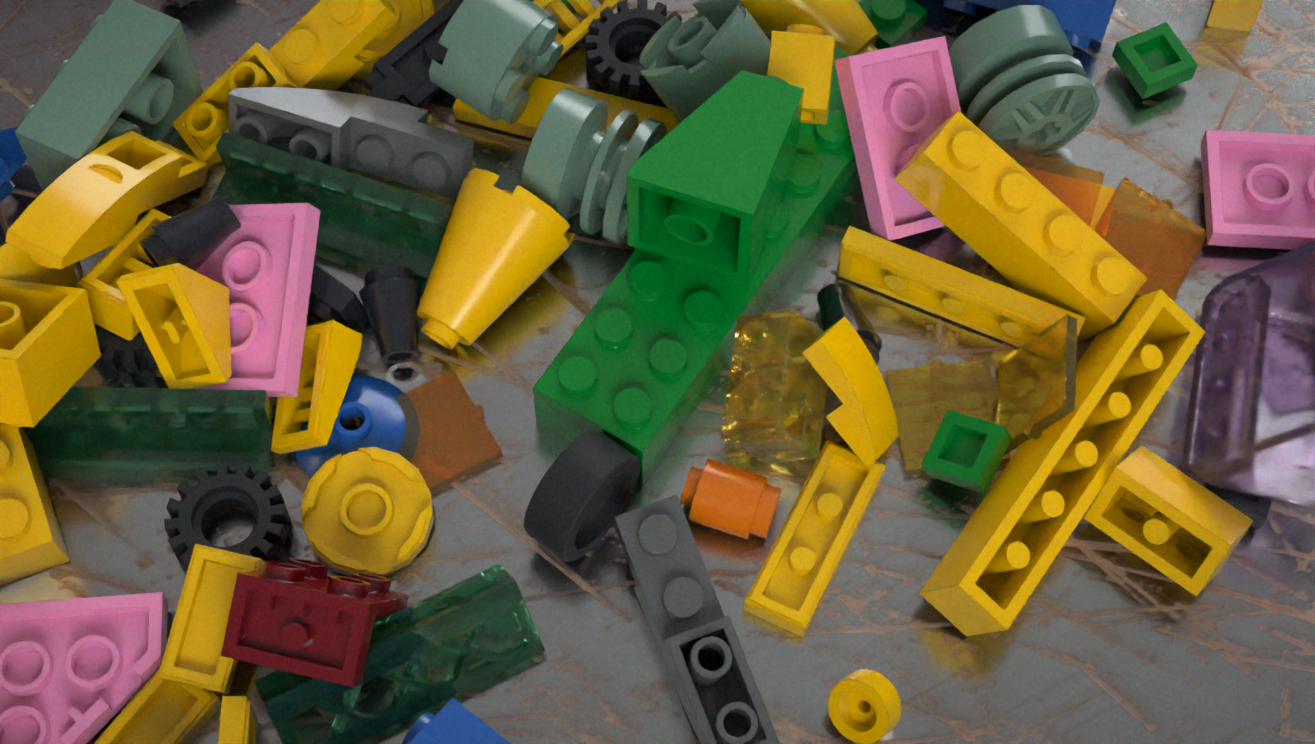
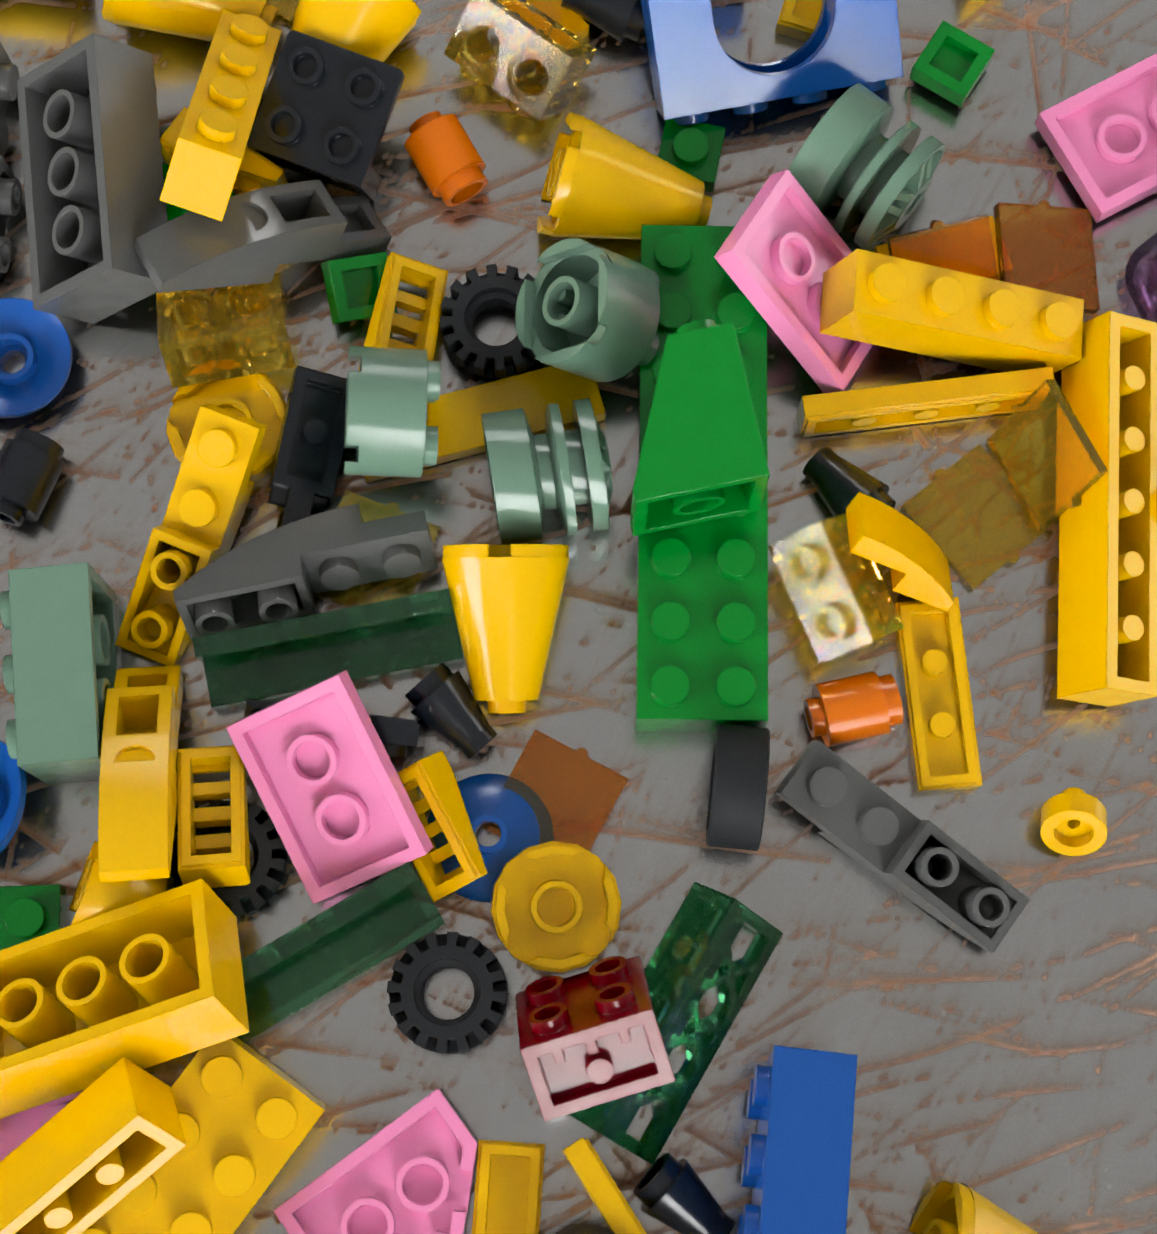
camera: 30 degrees left, 15 degrees up
(182, 323) = (301, 852): yellow slope -> none
(190, 235) = (252, 769): black cone -> none
(201, 620) = (500, 1088): yellow tile -> none
(805, 60) = (691, 284): yellow brick -> none
(966, 451) = (1022, 548): green plate -> none

